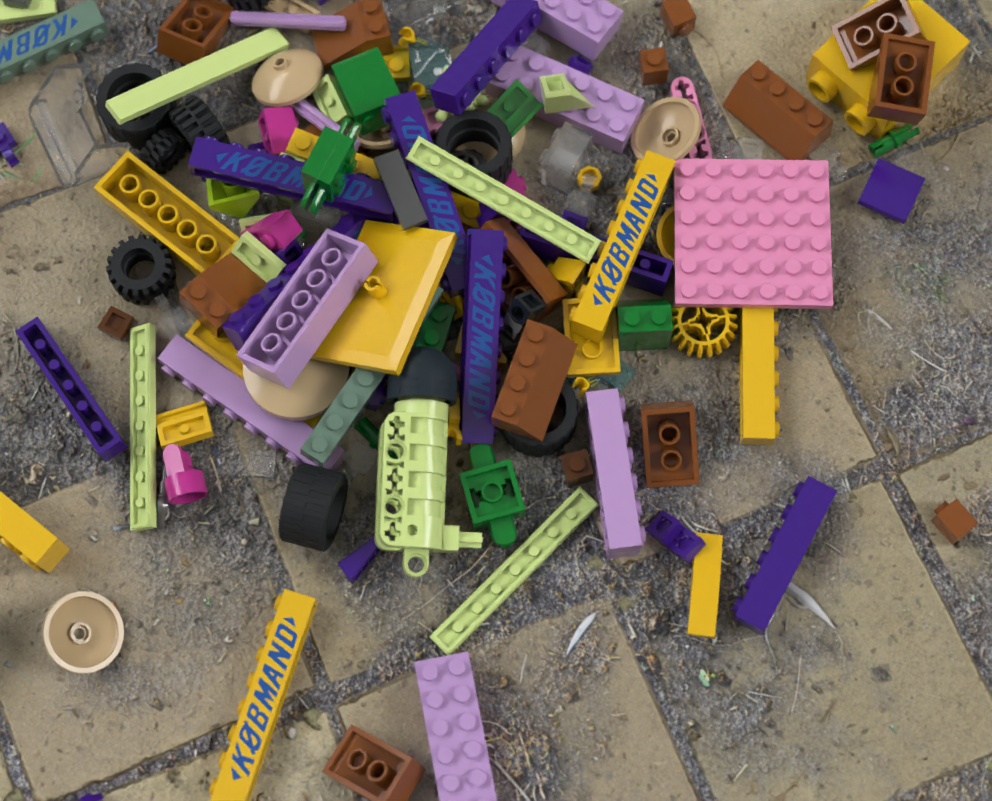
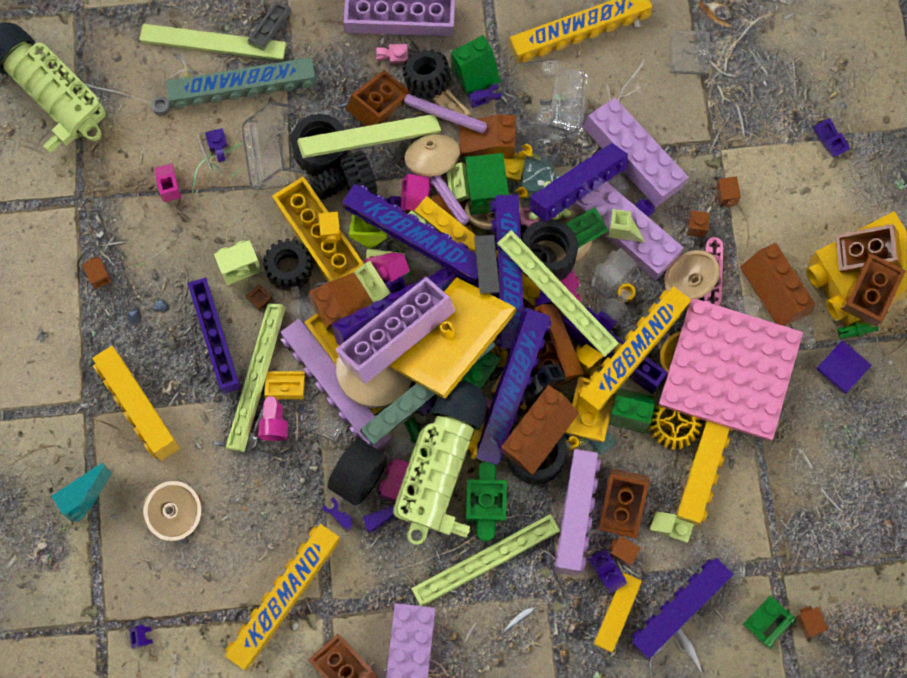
camera: 15 degrees right, 0 degrees up
(74, 285) = (237, 262): none -> yellowish green brick
(181, 203) = (329, 227): none -> yellow brick
(311, 574) = (342, 518): none -> dark purple plate
(329, 165) = (440, 233): green brick -> none
(364, 494) = (396, 472): none -> dark pink brick
(576, 468) = (552, 500): reddish brown brick -> none
(688, 504) = (624, 551): none -> dark orange brick
(738, 455) = (672, 527): none -> yellowish green slope
(892, 533) = (764, 617): none -> green plate

